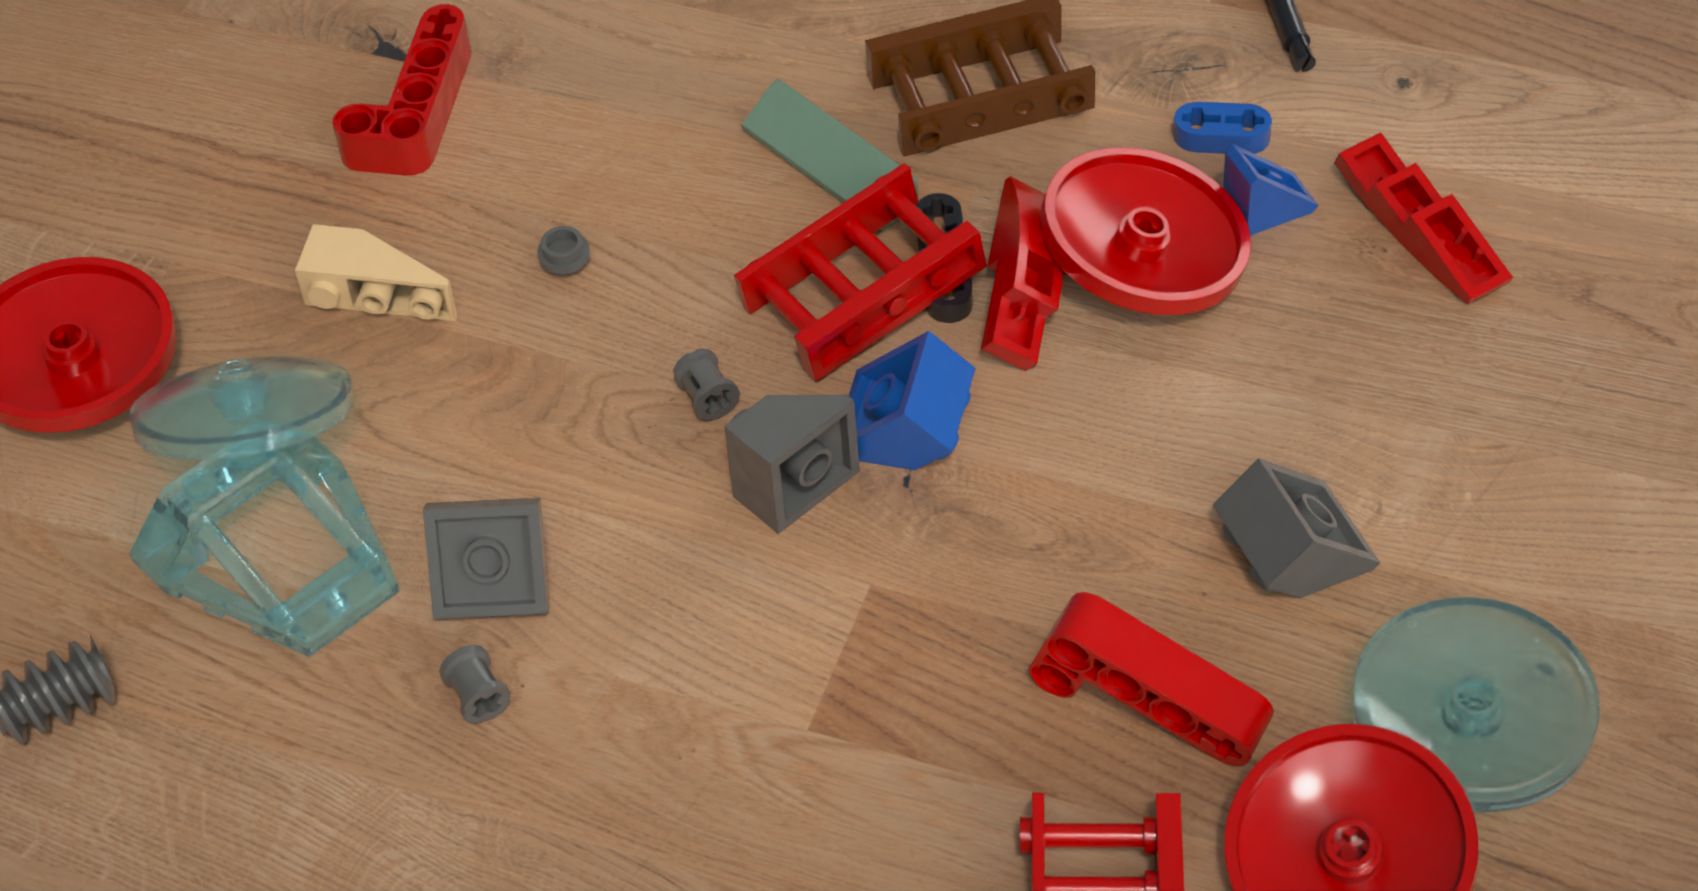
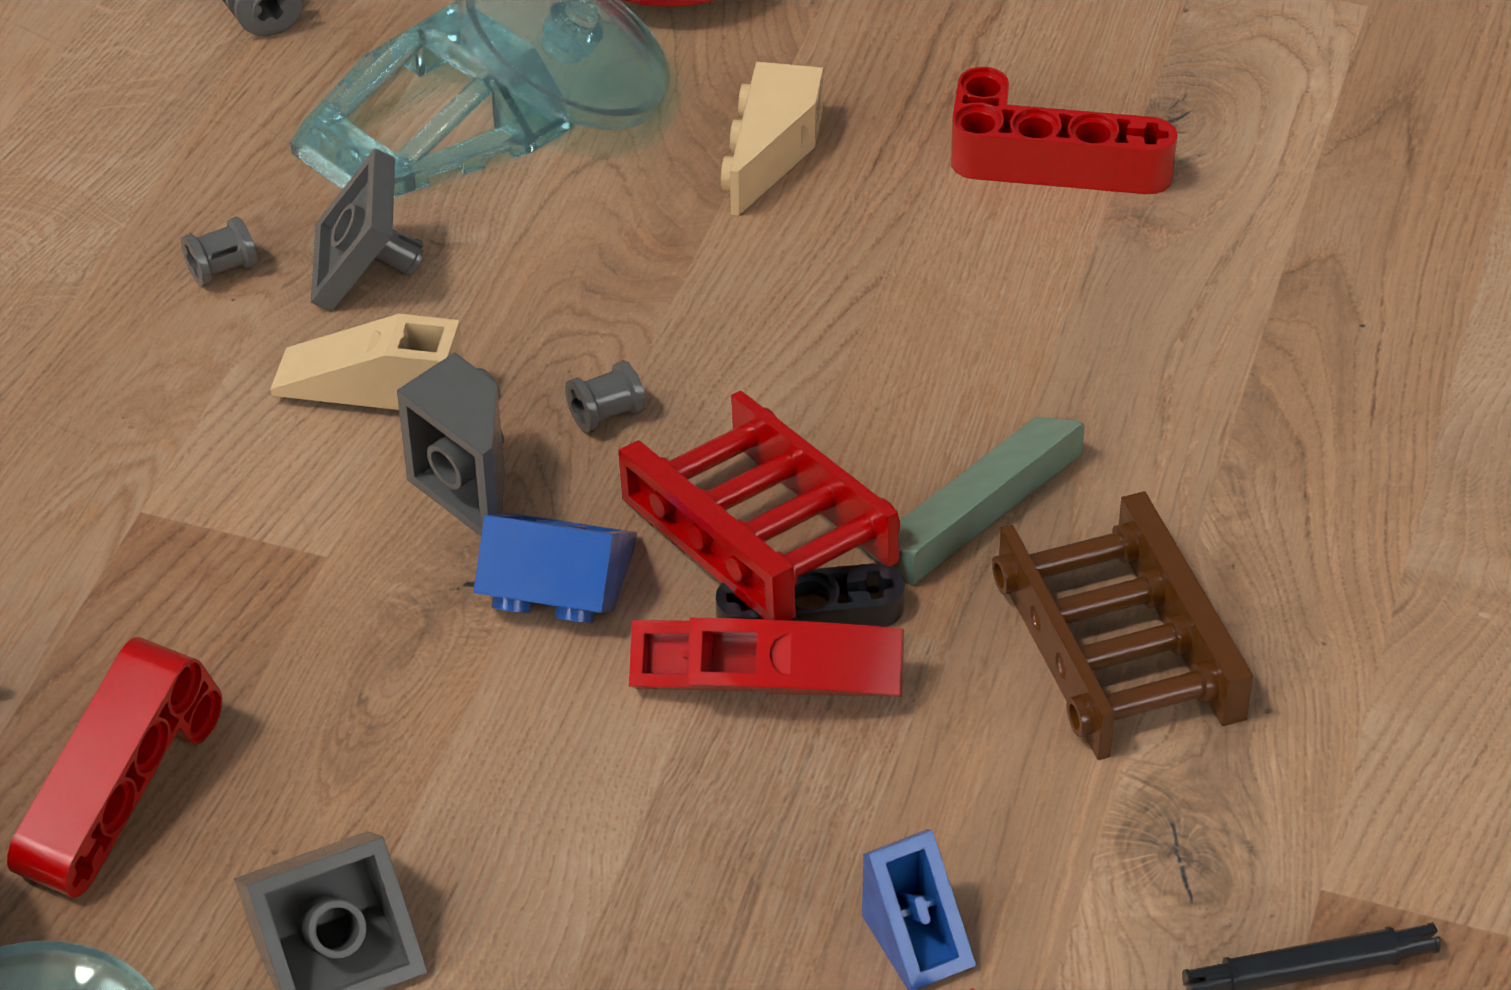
camera: 85 degrees right, 5 degrees down
(563, 250) = (817, 277): dark grey plate -> none
(661, 541) = (366, 361): none -> tan slope
(1145, 231) = (813, 763): red dish -> none
(1221, 127) = (1063, 884): blue beam -> none

